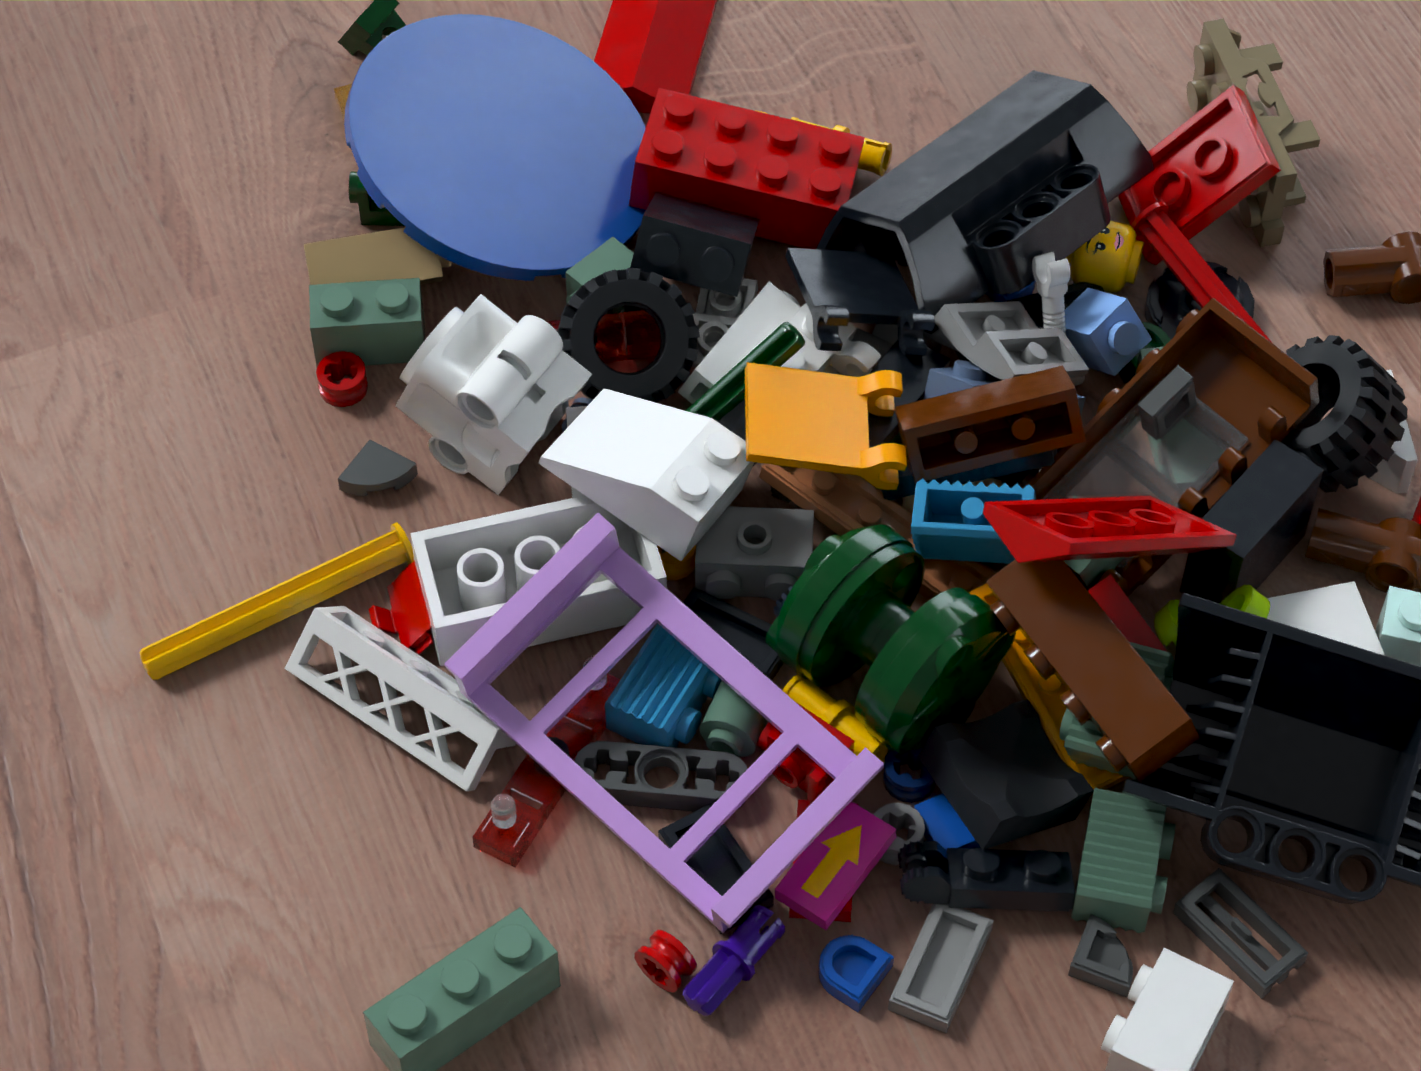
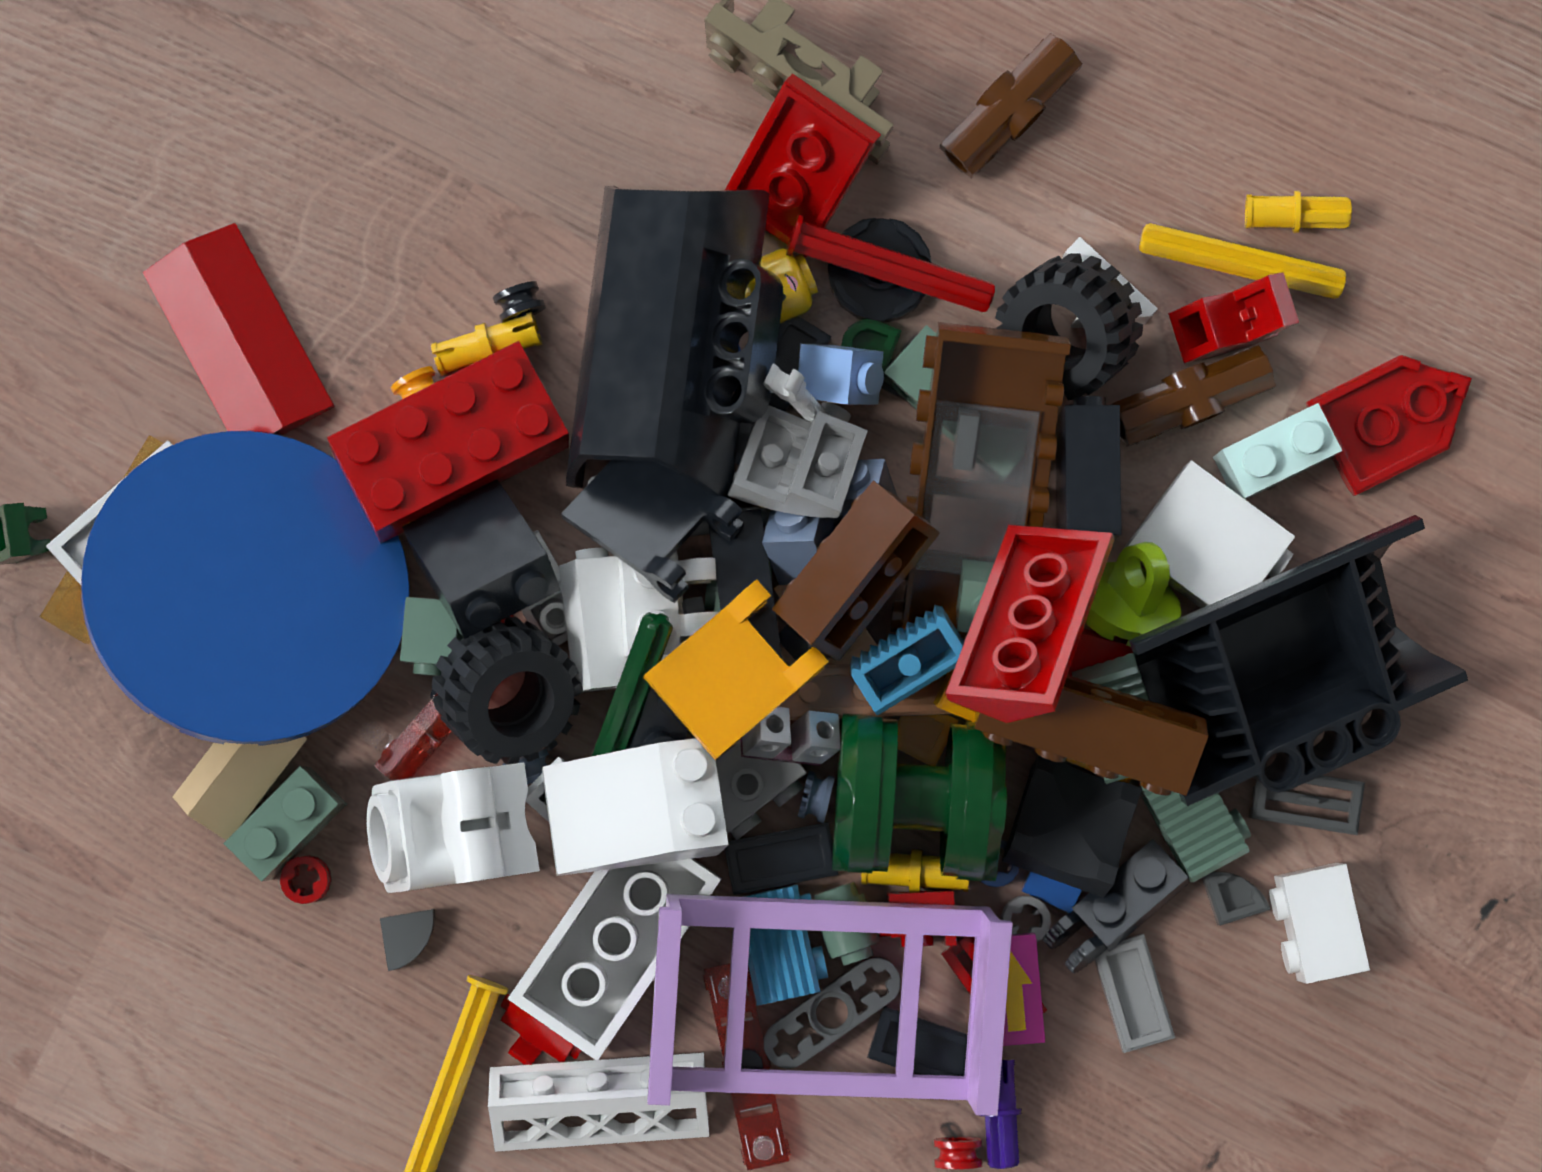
camera: 40 degrees left, 30 degrees up
(798, 509) = (806, 741): none -> flat silver piece
(853, 969) = (1079, 1046): blue tile -> none
(896, 127) = (519, 300): none -> black bush

